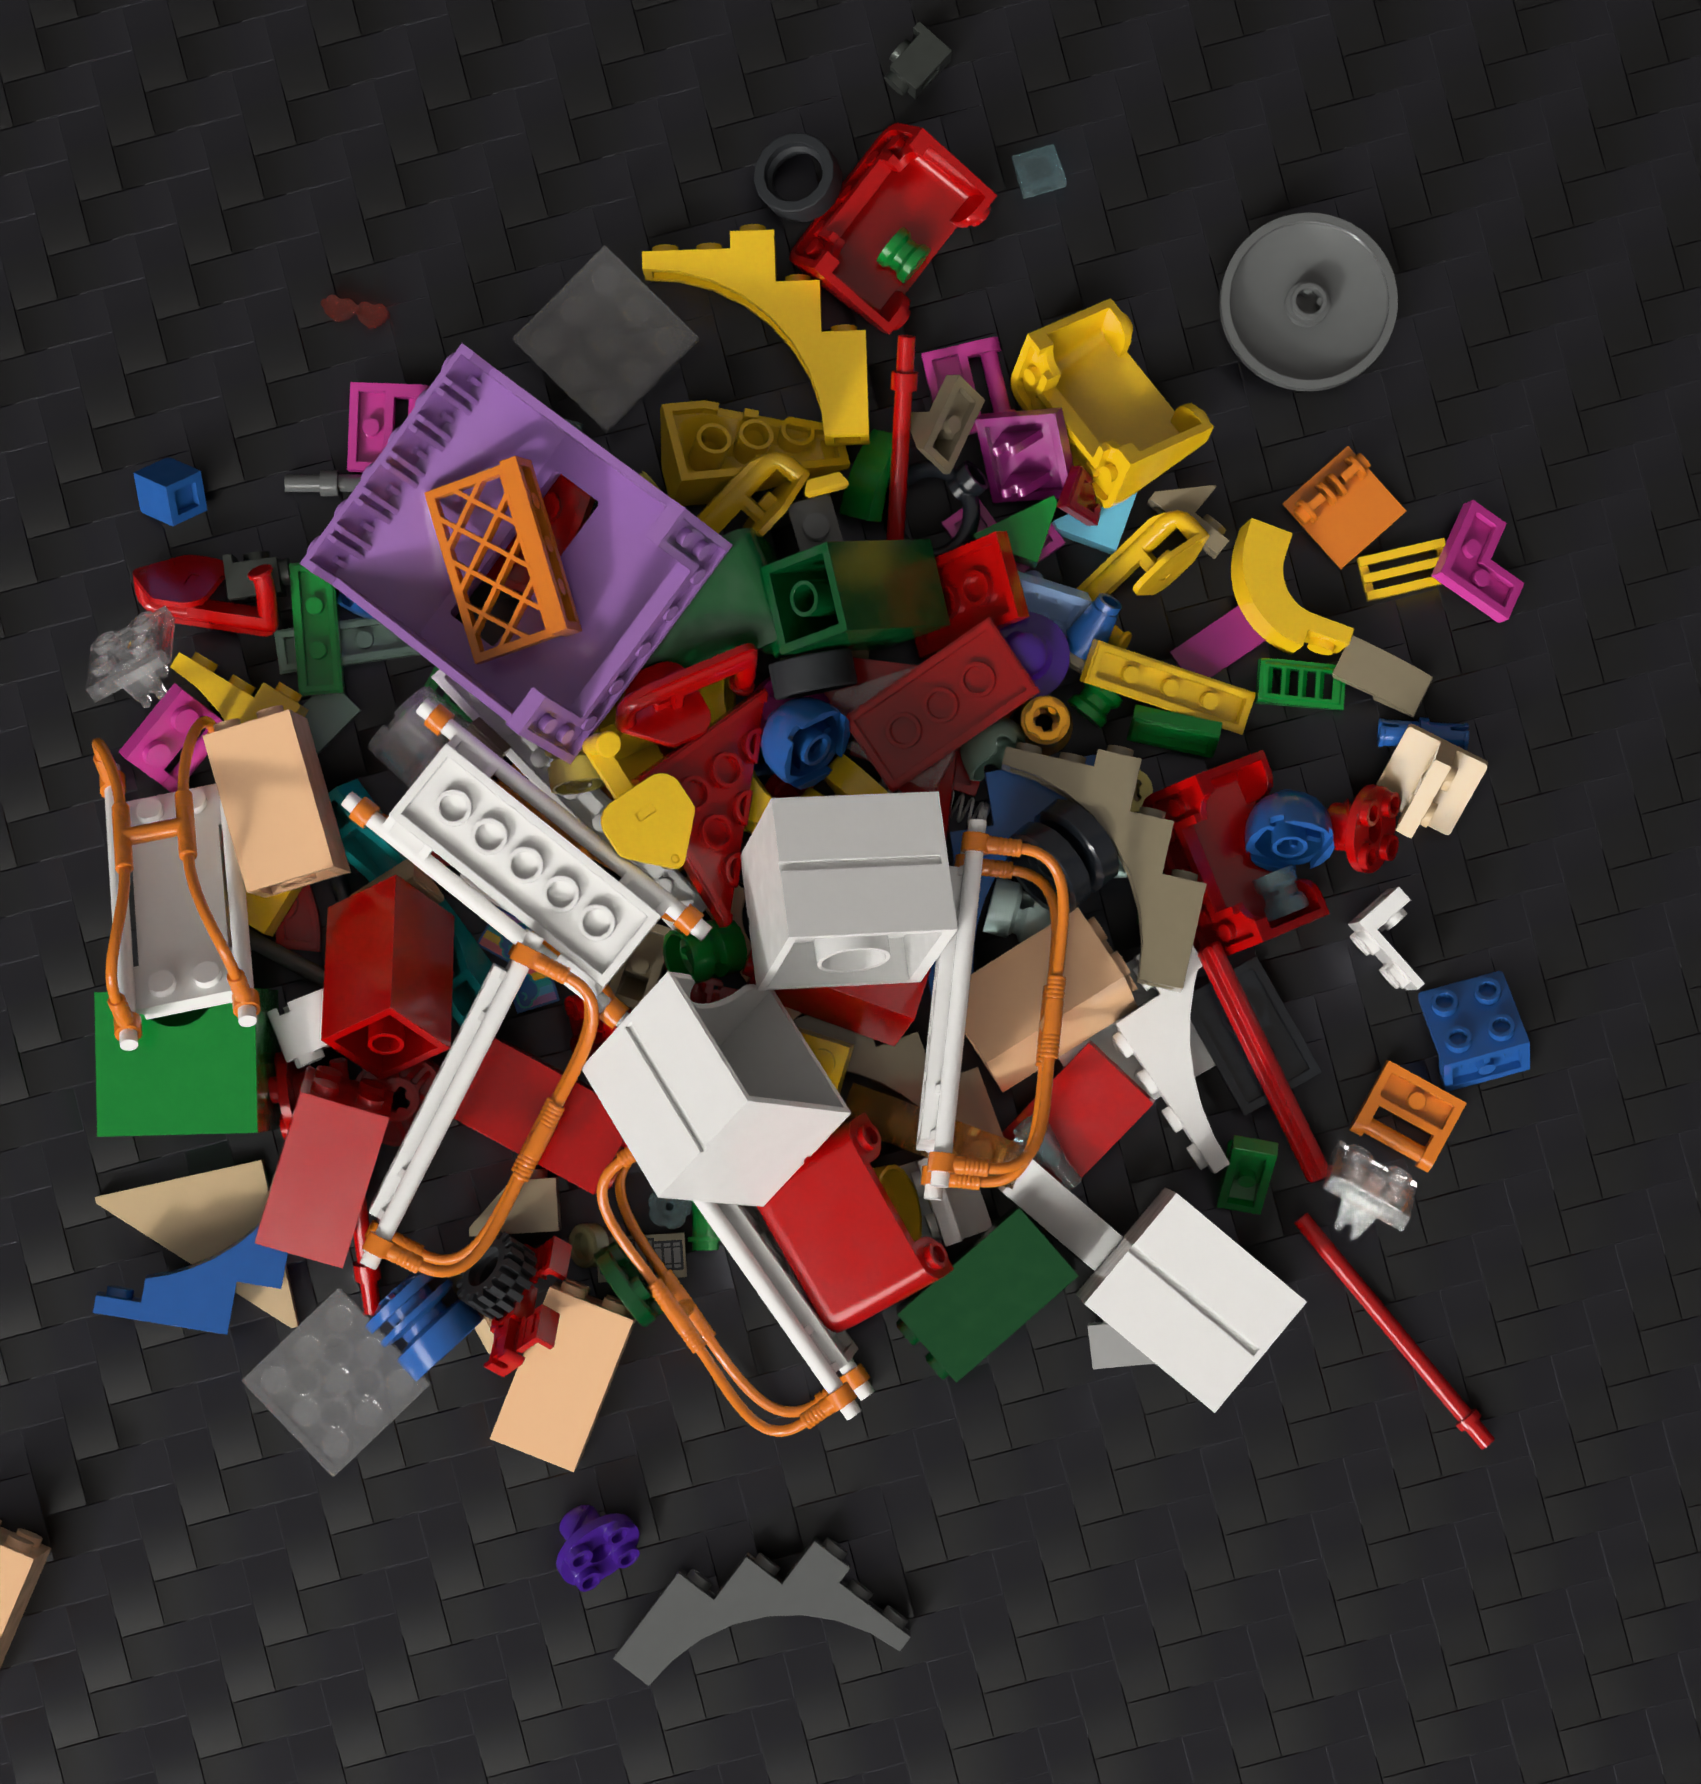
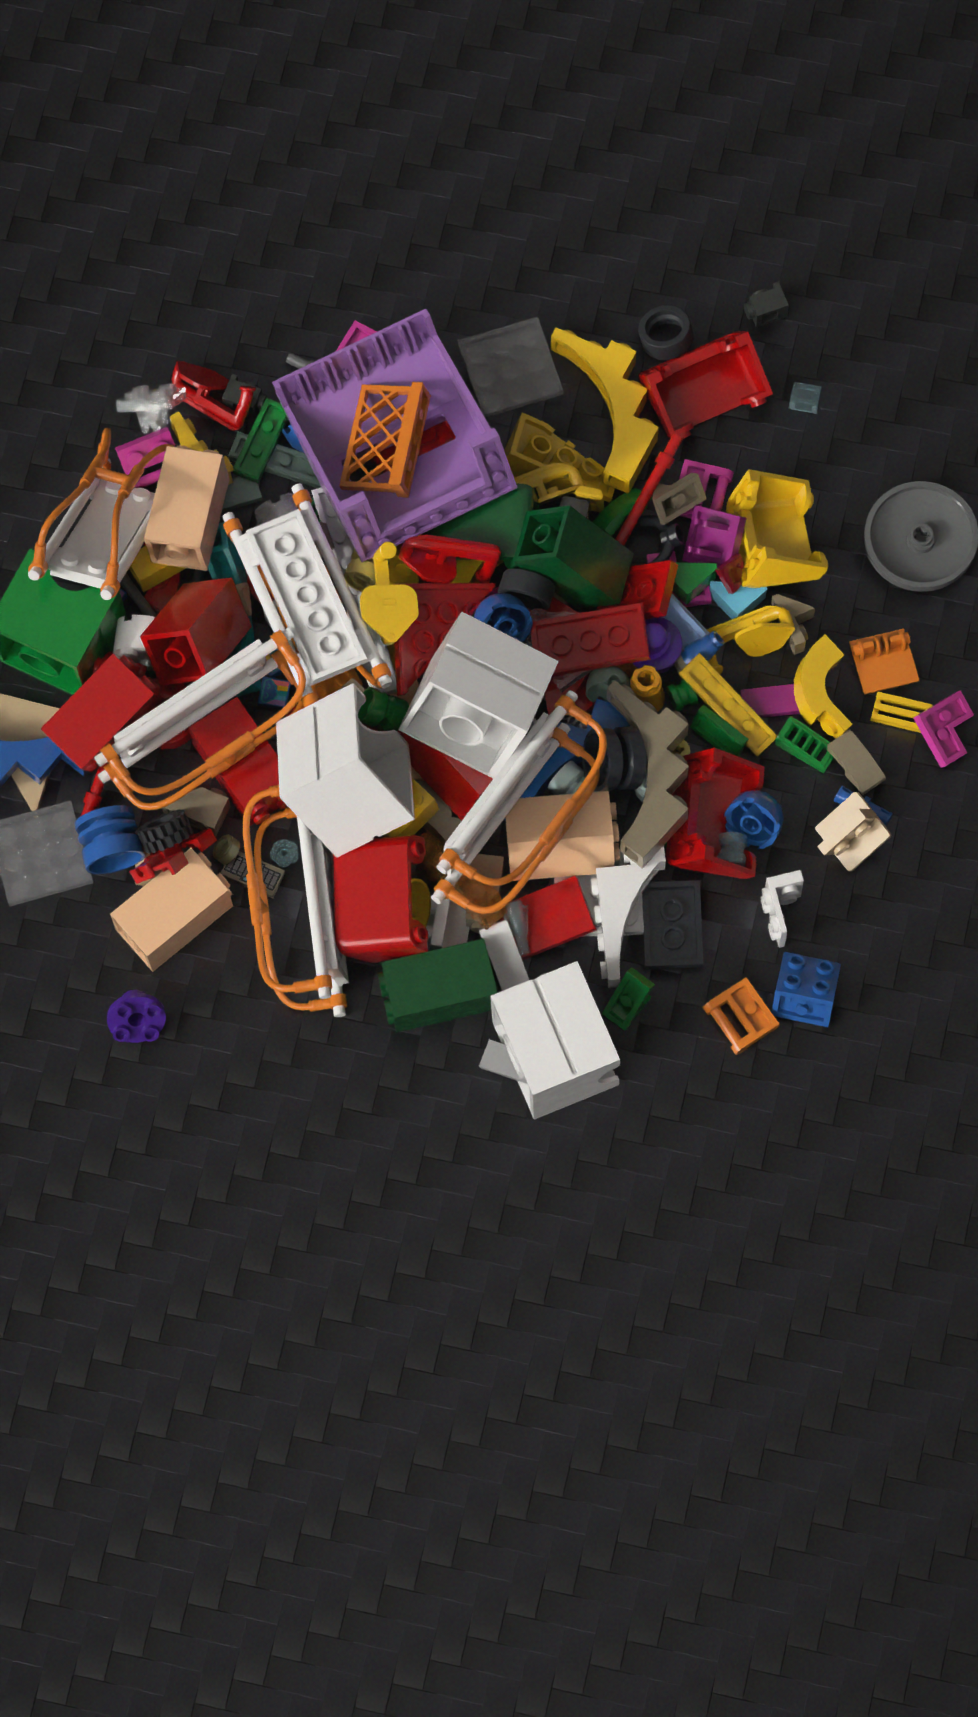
camera: 30 degrees right, 15 degrees down
(170, 491) = (222, 330): blue panel -> none
(345, 309) = (374, 283): clear red piece -> none
(627, 1283) = (236, 873): dark green tile -> none
(703, 1235) = (295, 878): green pin -> none
(754, 1590) = (167, 1084): dark grey arch -> none
(903, 255) = (702, 401): green wheel -> none
(1263, 1061) = (671, 937): red axle -> none
(1367, 827) = (800, 839): red plate -> none
(1368, 1189) = (693, 1040): clear plate -> none
(1466, 1418) = (684, 1206): red bar -> none

